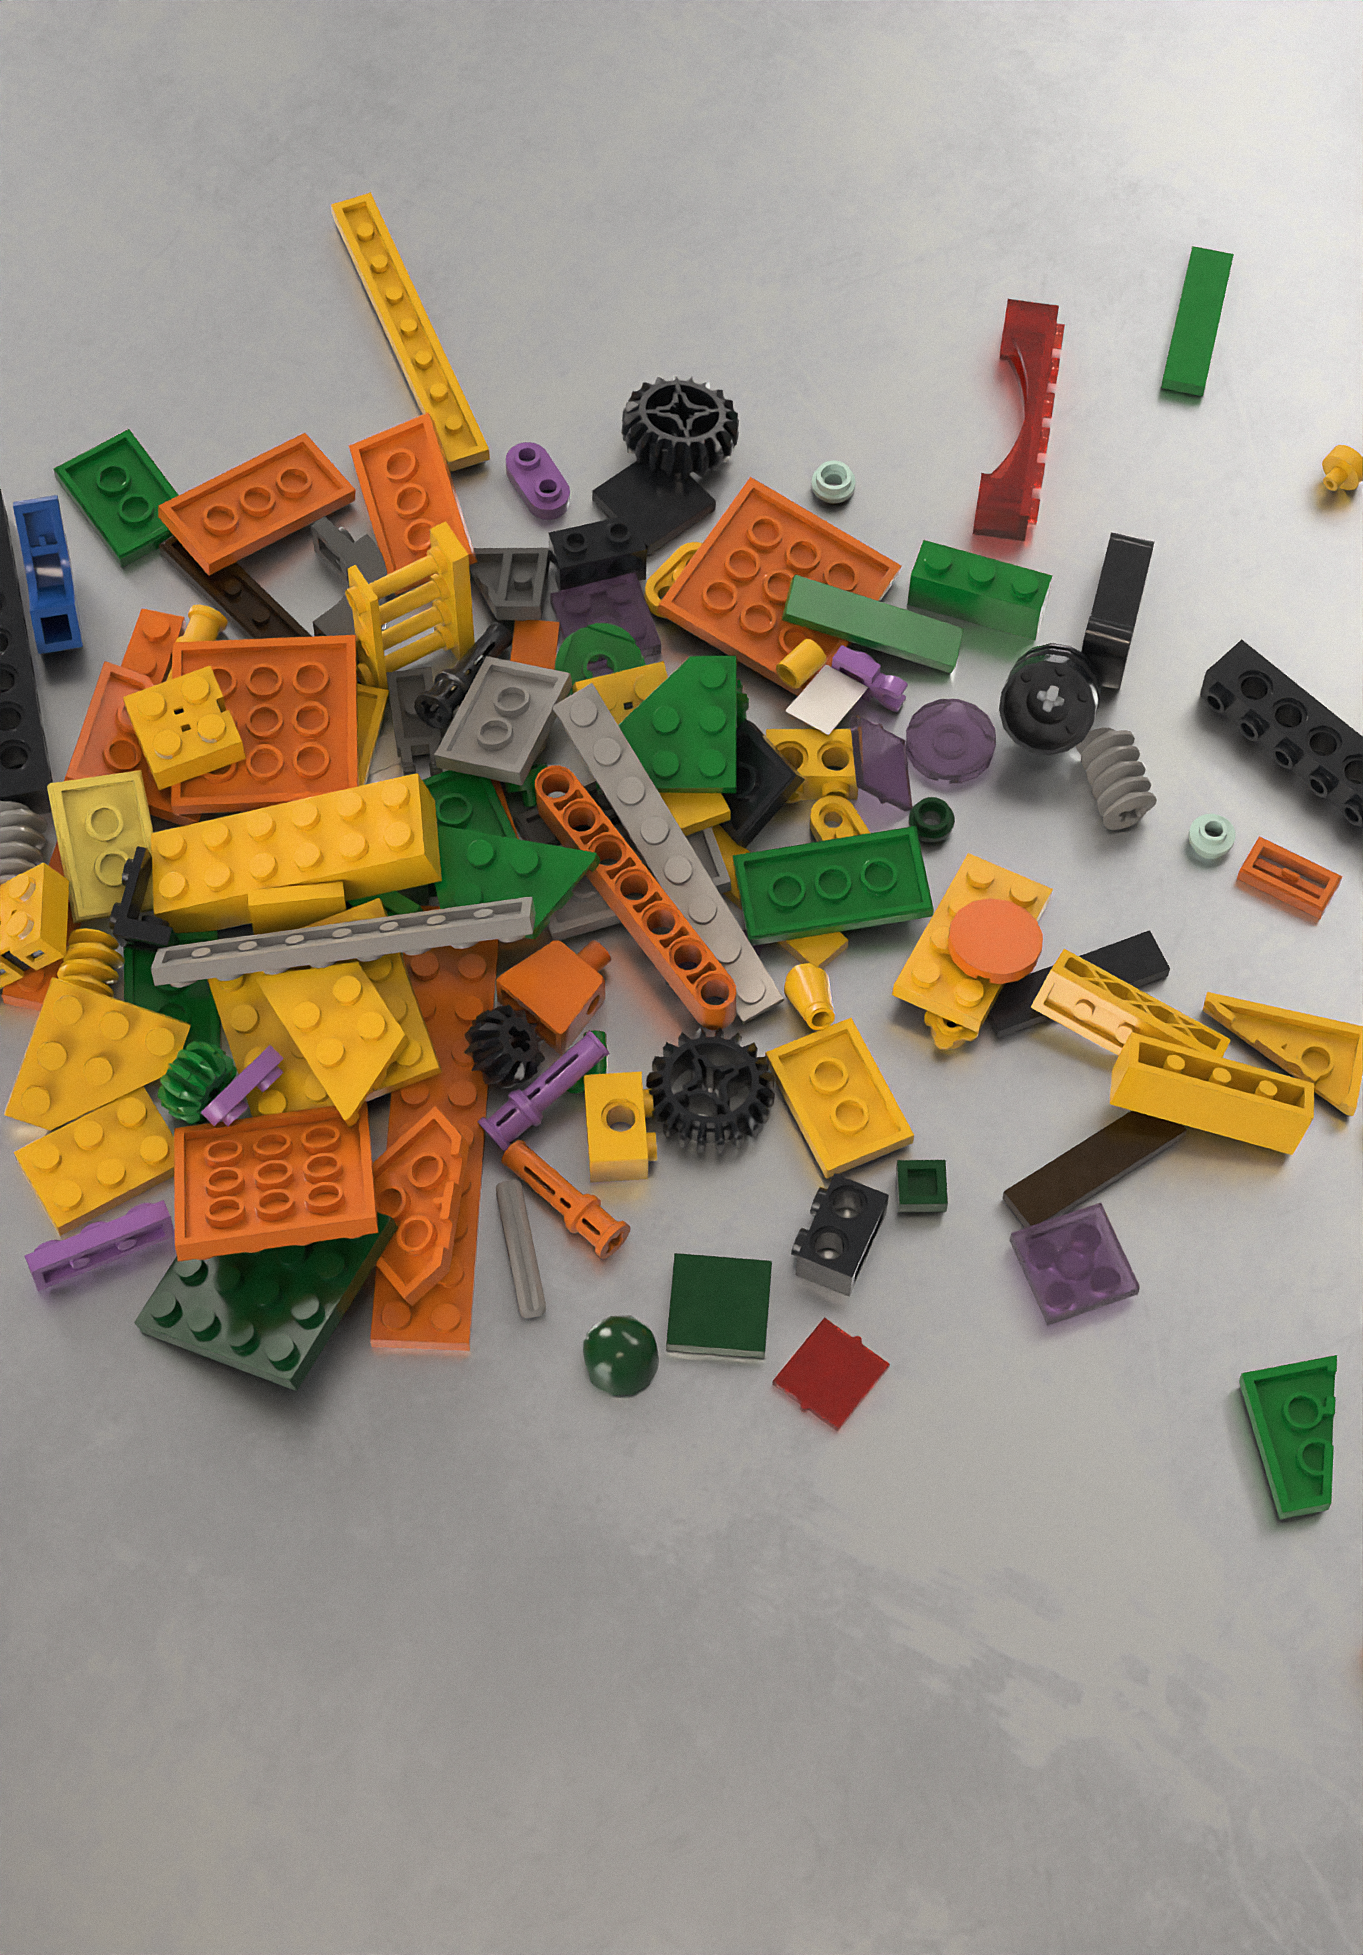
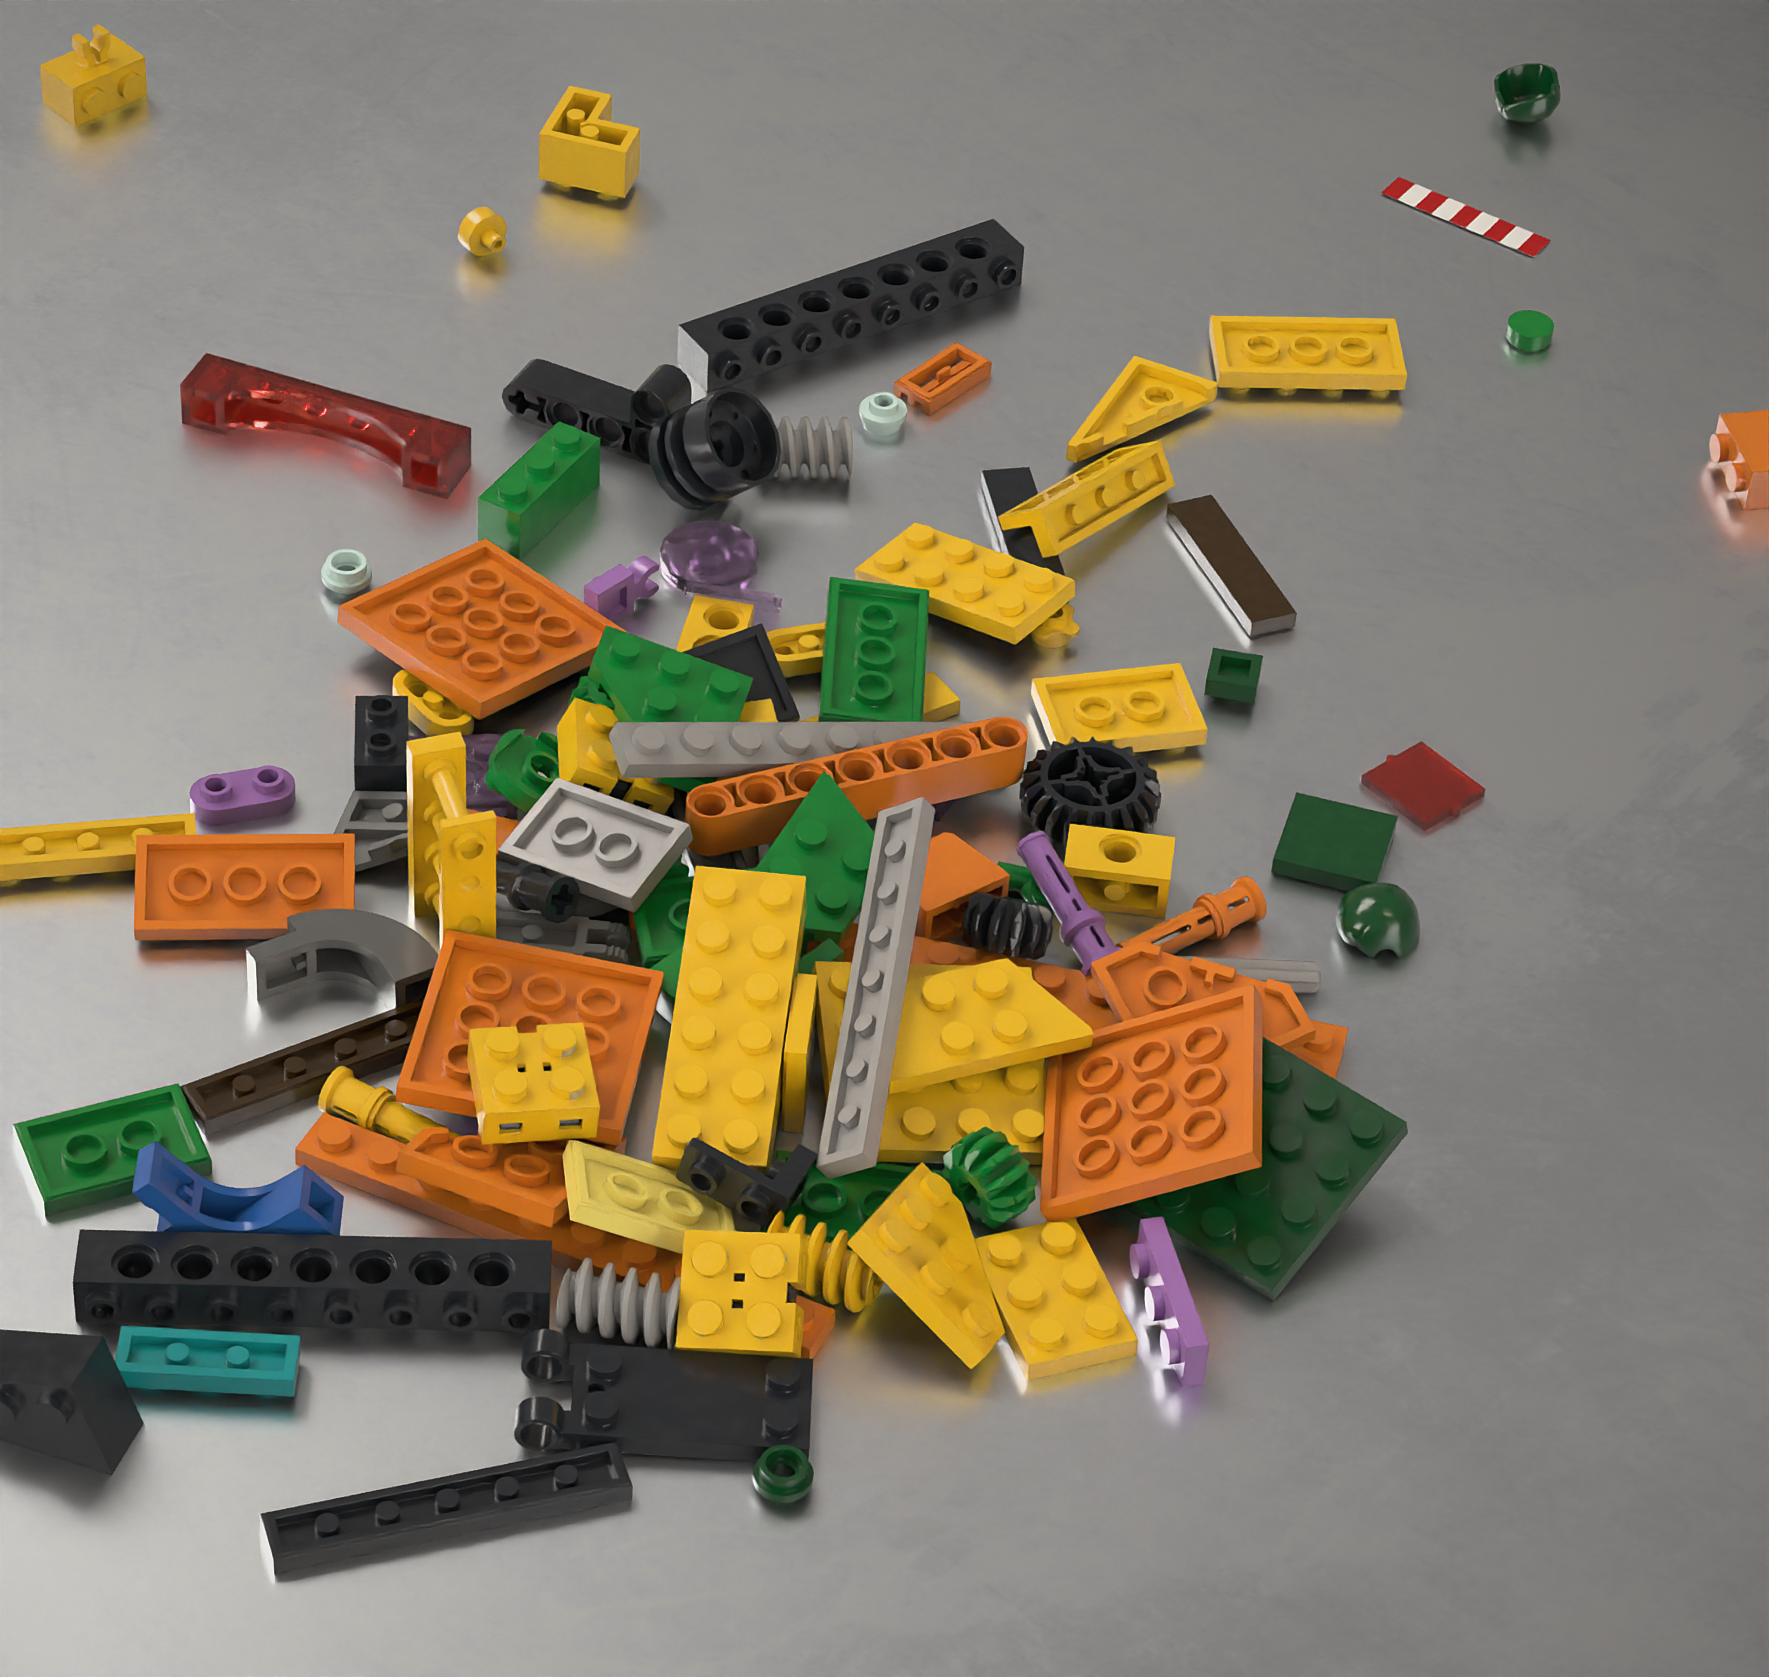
camera: 80 degrees left, 20 degrees down
(229, 1102) = (1008, 1106): medium lavender plate -> none
(256, 503) = (190, 1017): orange plate -> none
(660, 503) = (304, 710): black tile -> none
(680, 426) = (233, 657): black gear -> none
(801, 663) = (593, 615): yellow hinge -> none
(810, 994) = (1002, 698): yellow cone -> none
(826, 699) = (646, 612): white sticker -> none
(847, 1236) = (1279, 735): black brick -> none
(872, 624) = (556, 568): green tile -> none
(932, 809) = (803, 587): dark green plate -> none
(995, 940) = (987, 547): orange tile -> none
(1074, 1263) = (1341, 594): clear purple plate -> none
(1197, 321) = (246, 289): green tile -> none
(1212, 1093) = (1192, 452): yellow brick -> none
(1294, 1431) = (1531, 500): green wing -> none

